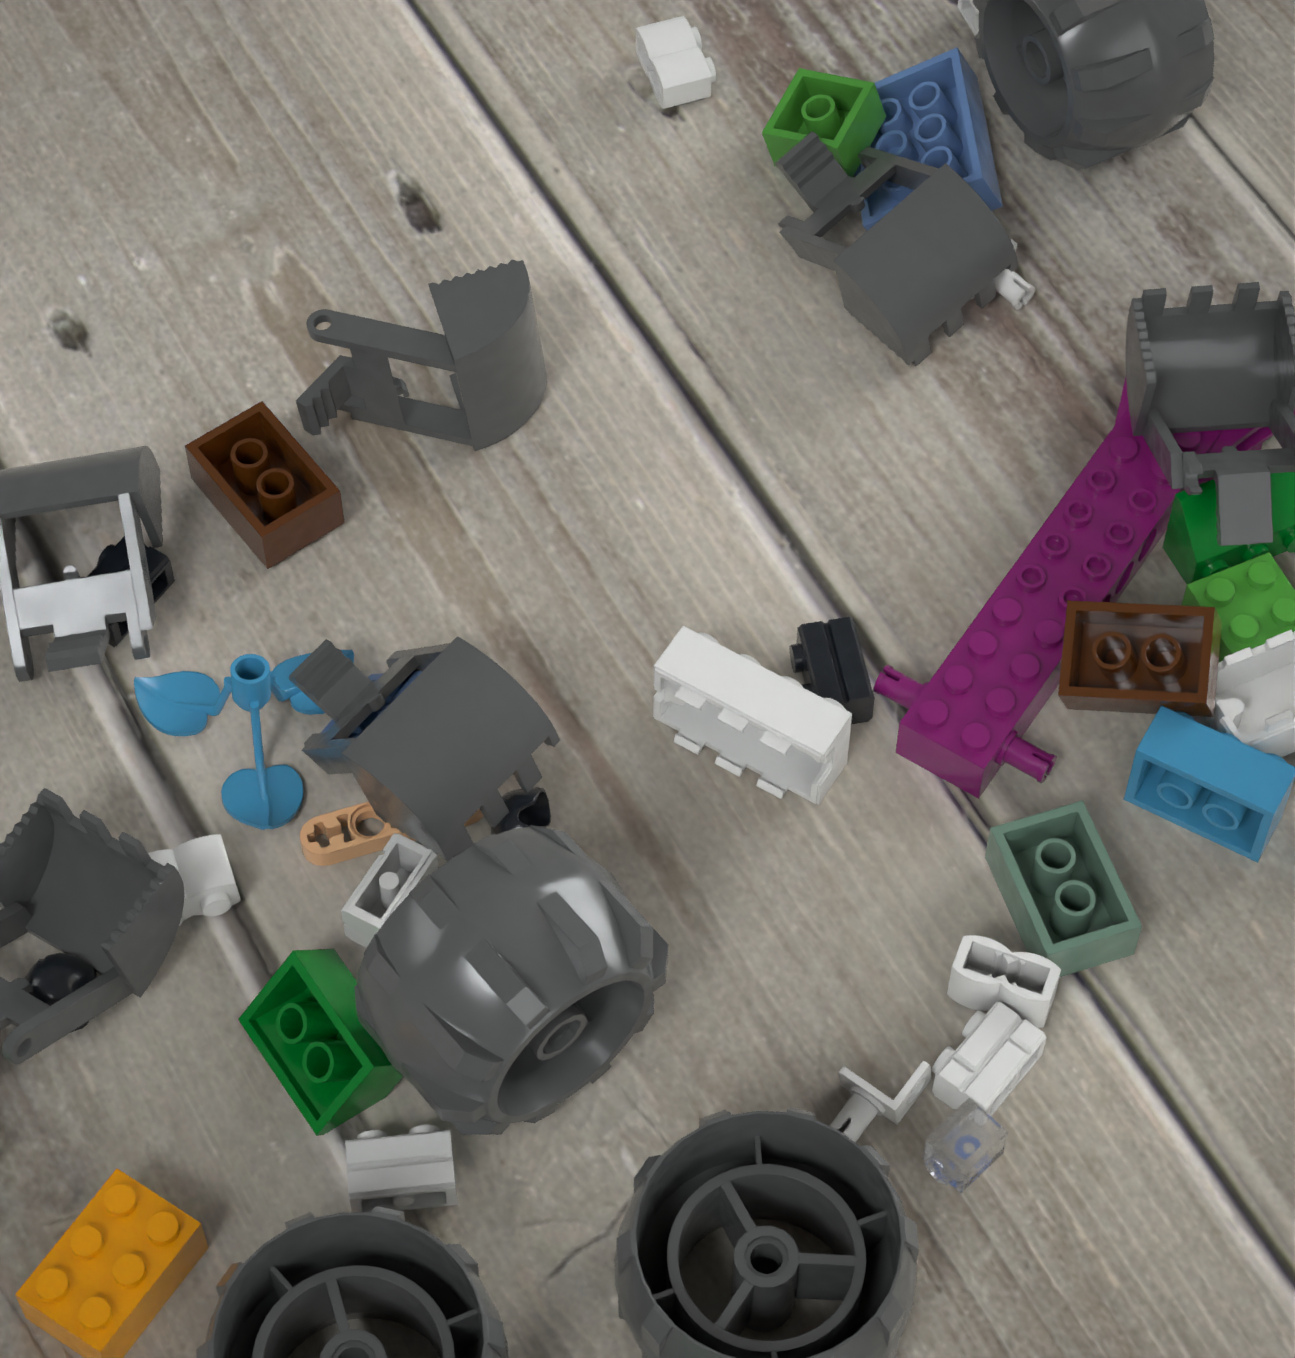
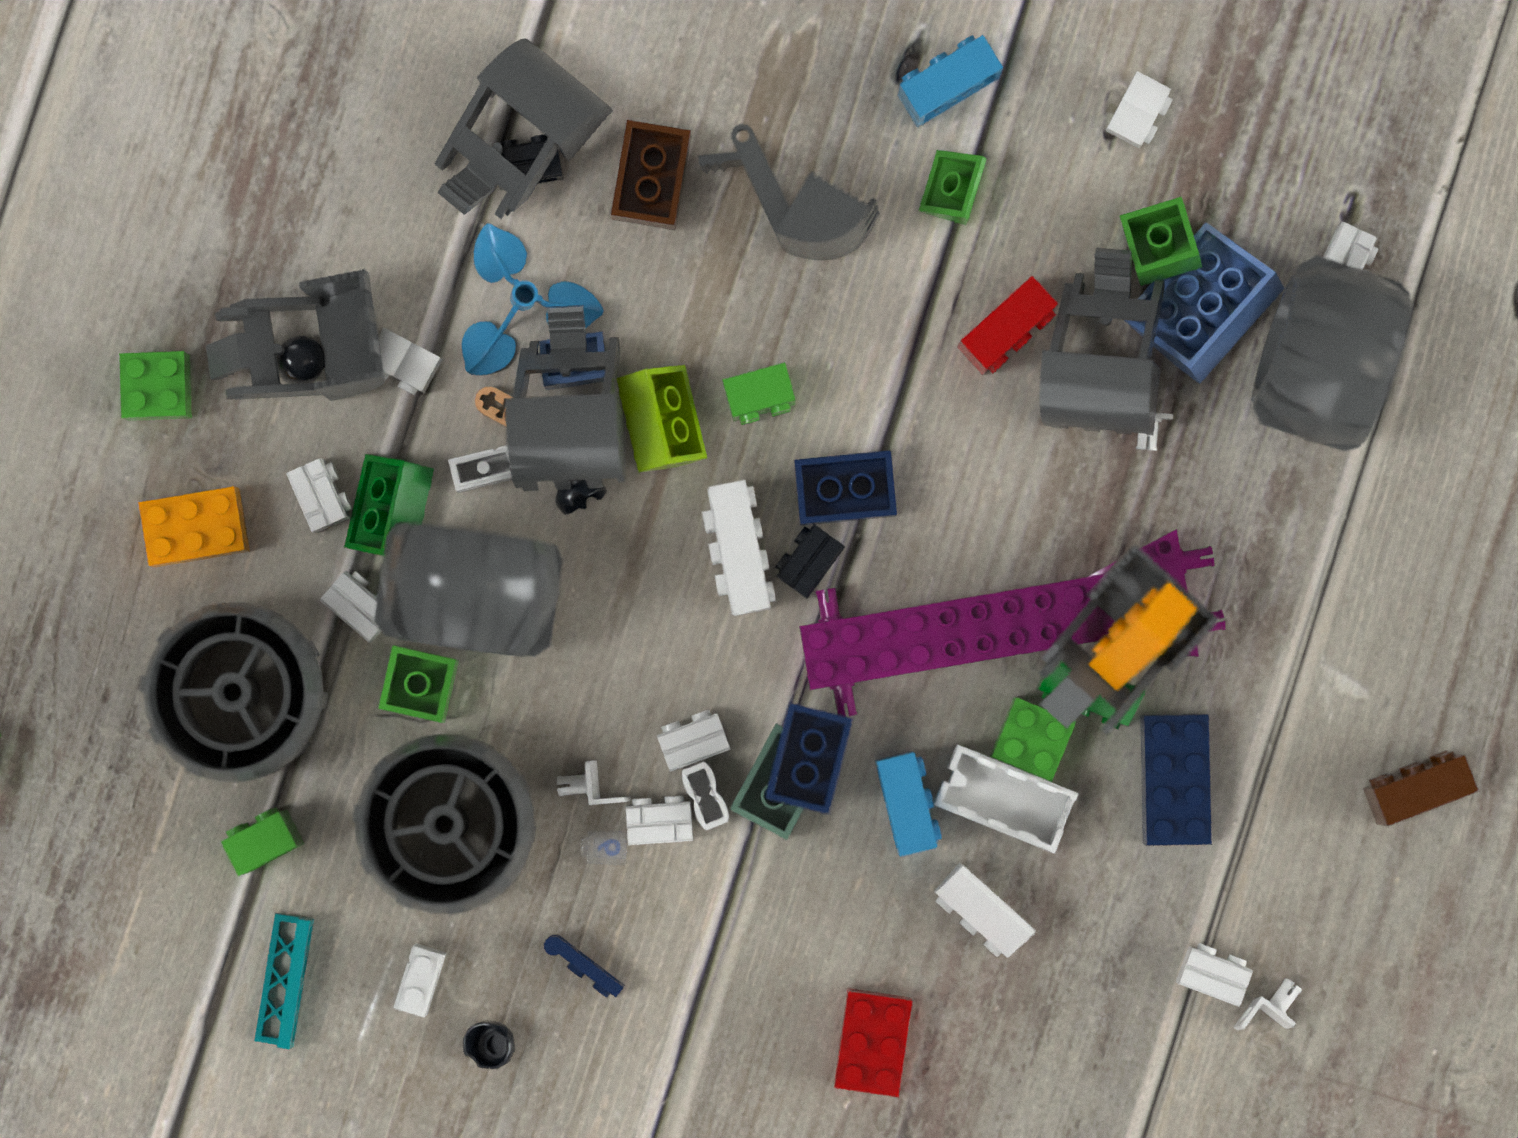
camera: 50 degrees right, 30 degrees up
(229, 1100) = (318, 494): none -> white brick
(470, 168) = (949, 79): none -> dark azure brick
(558, 679) = (661, 418): none -> lime brick
(562, 1177) = (418, 684): none -> bright green brick
(580, 250) = (952, 185): none -> bright green slope
(601, 563) = (759, 393): none -> bright green brick
(771, 302) = (1008, 326): none -> red brick
(788, 571) = (845, 488): none -> dark blue brick
(924, 949) = (693, 741): none -> white brick
(1068, 807) = (809, 758): none -> dark blue brick
(1090, 1294) = (583, 965): none -> dark blue plate
(1140, 657) = (934, 719): reddish brown brick -> none
(1239, 372) = (1141, 635): none -> light orange brick

